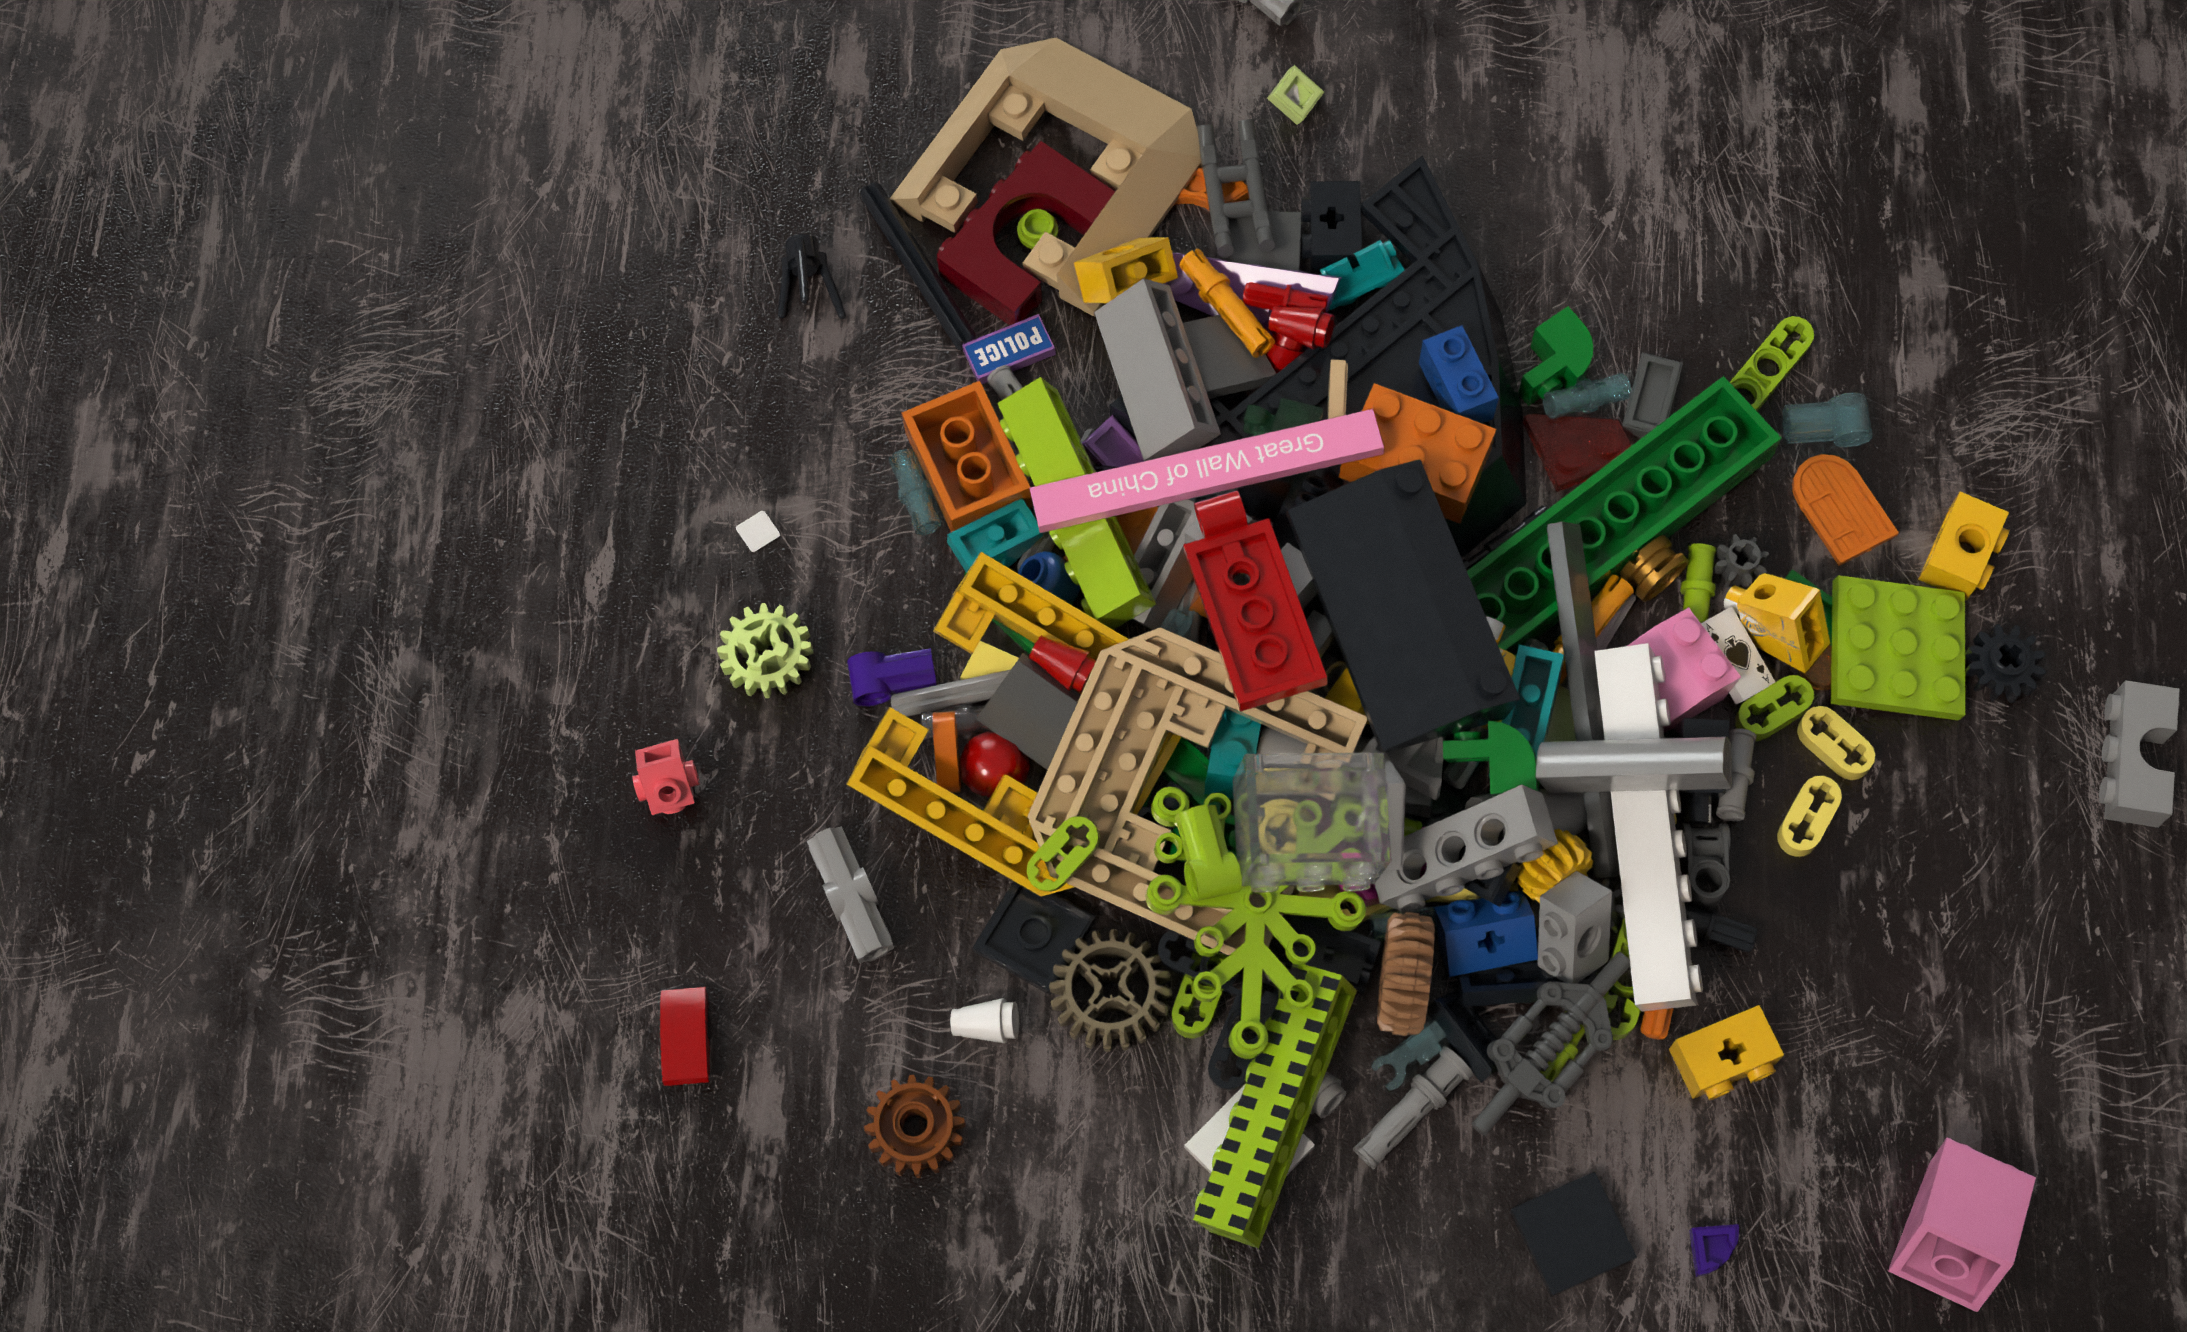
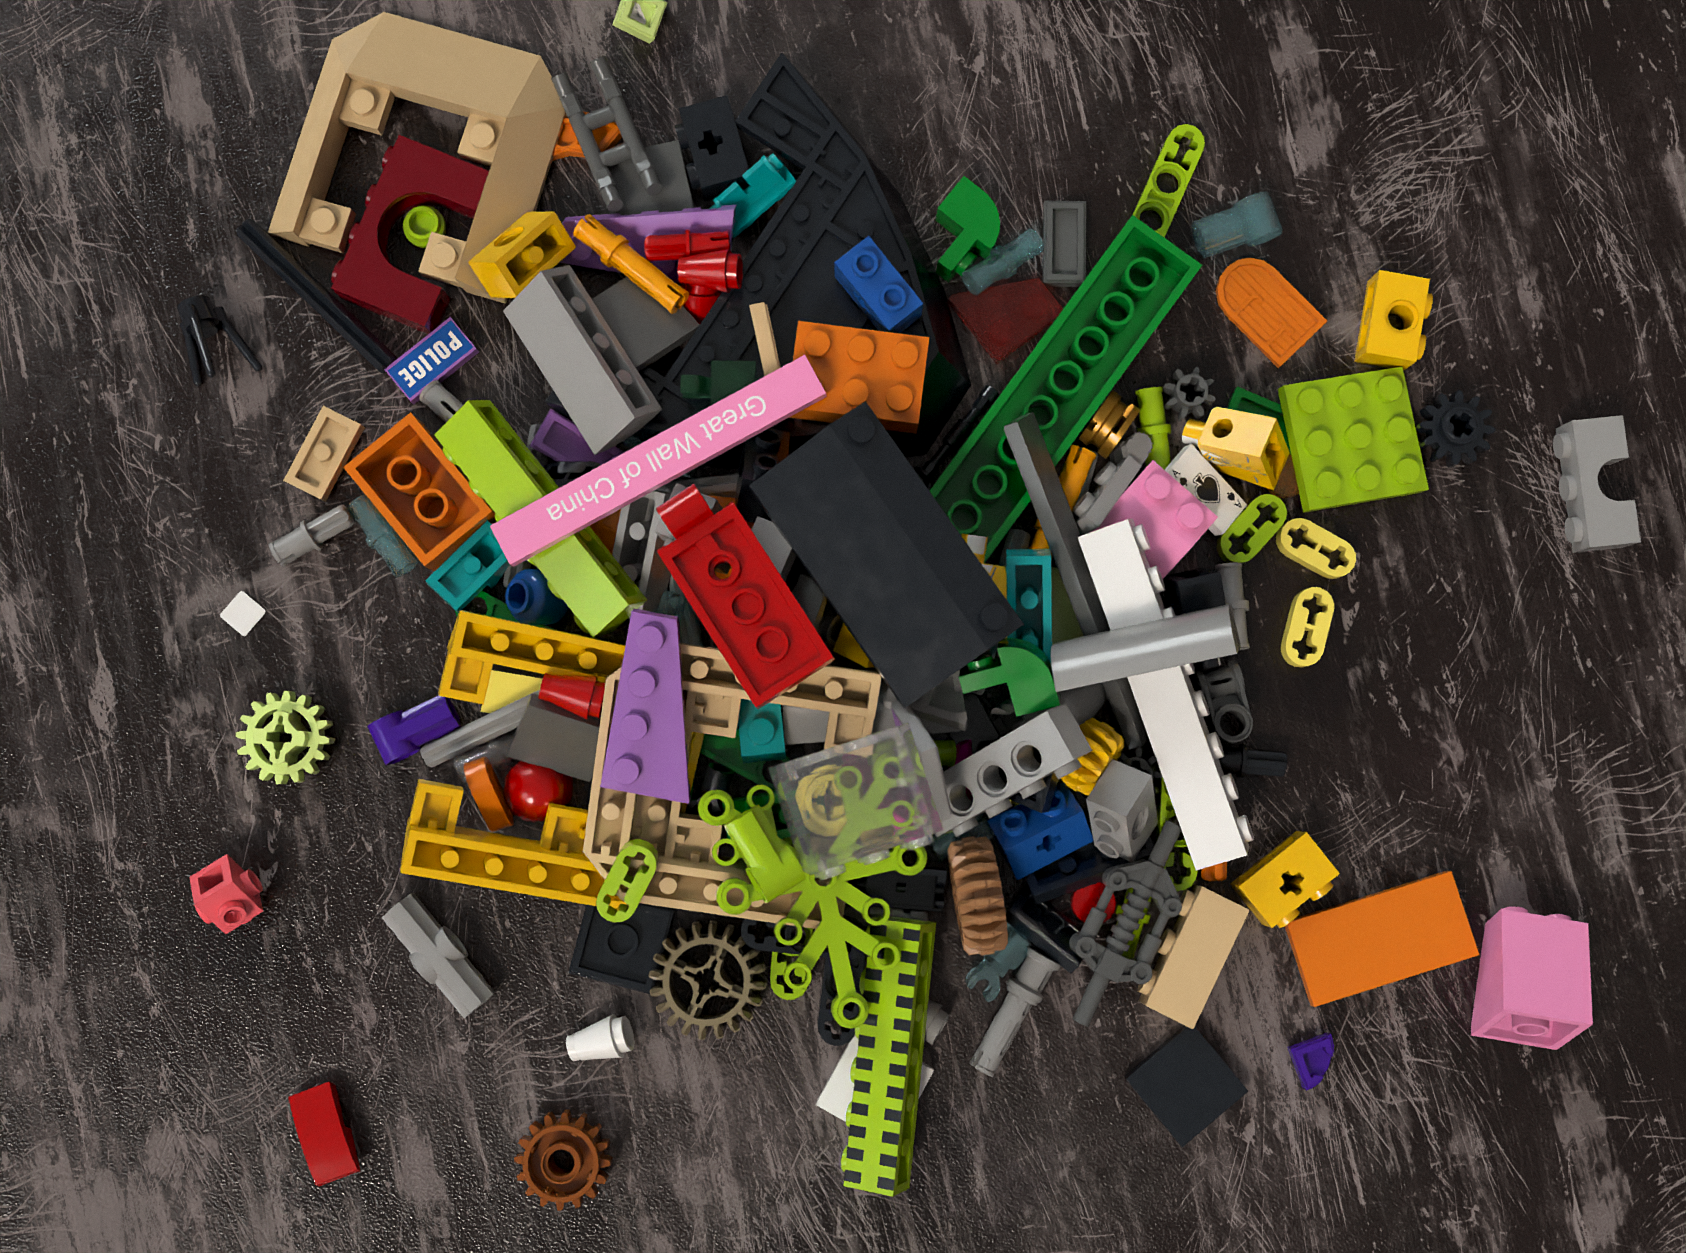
camera: 20 degrees left, 15 degrees up
(847, 474) = (310, 535): none -> light grey axle
(881, 405) = (324, 453): none -> tan plate
(1129, 703) = (648, 721): none -> medium lavender wing
(1511, 1013) = (1088, 897): none -> red tile
(1610, 1101) = (1193, 955): none -> tan brick
(1645, 616) = (1112, 482): none -> light grey hinge
(1814, 1140) = (1381, 938): none -> orange tile

